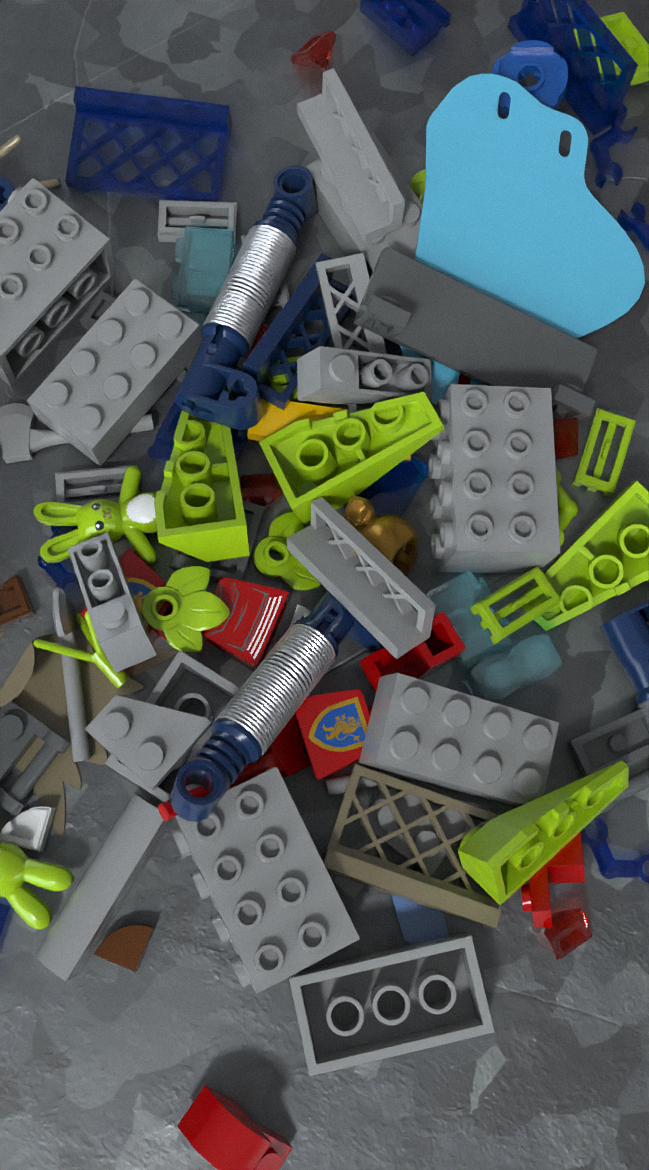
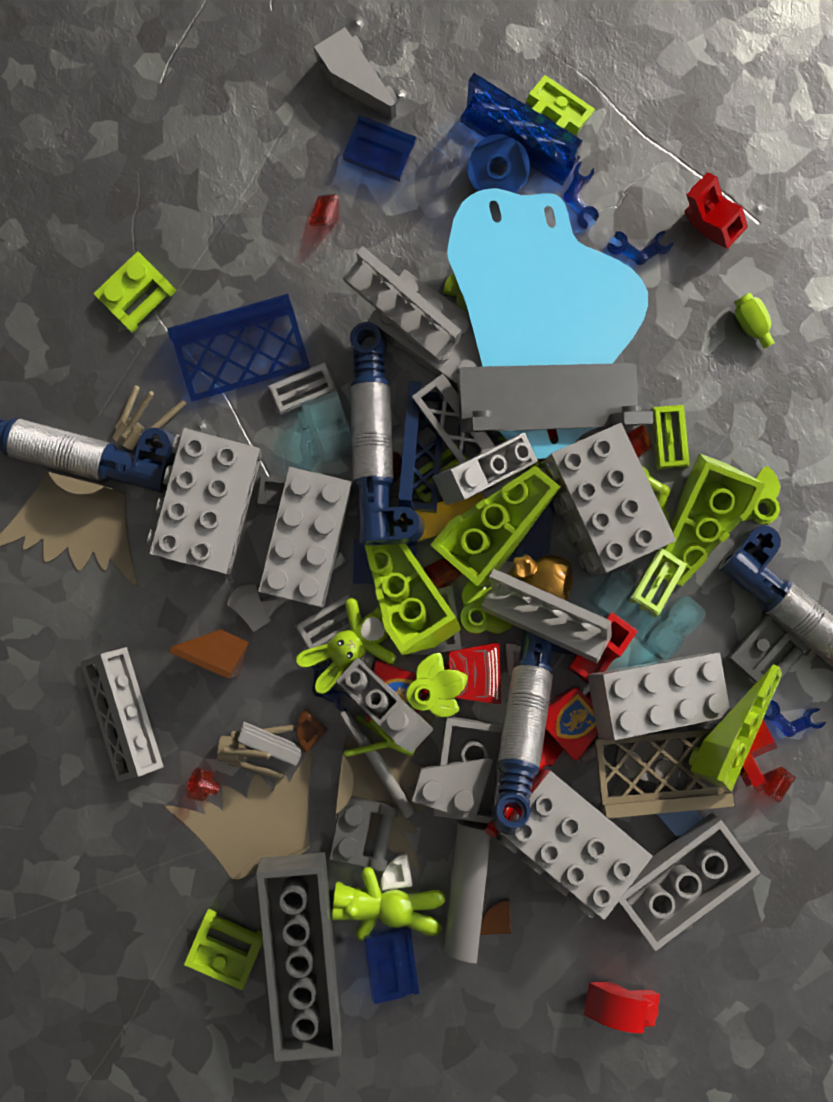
camera: 15 degrees left, 10 degrees up
(60, 39) = (128, 285): none -> lime plate

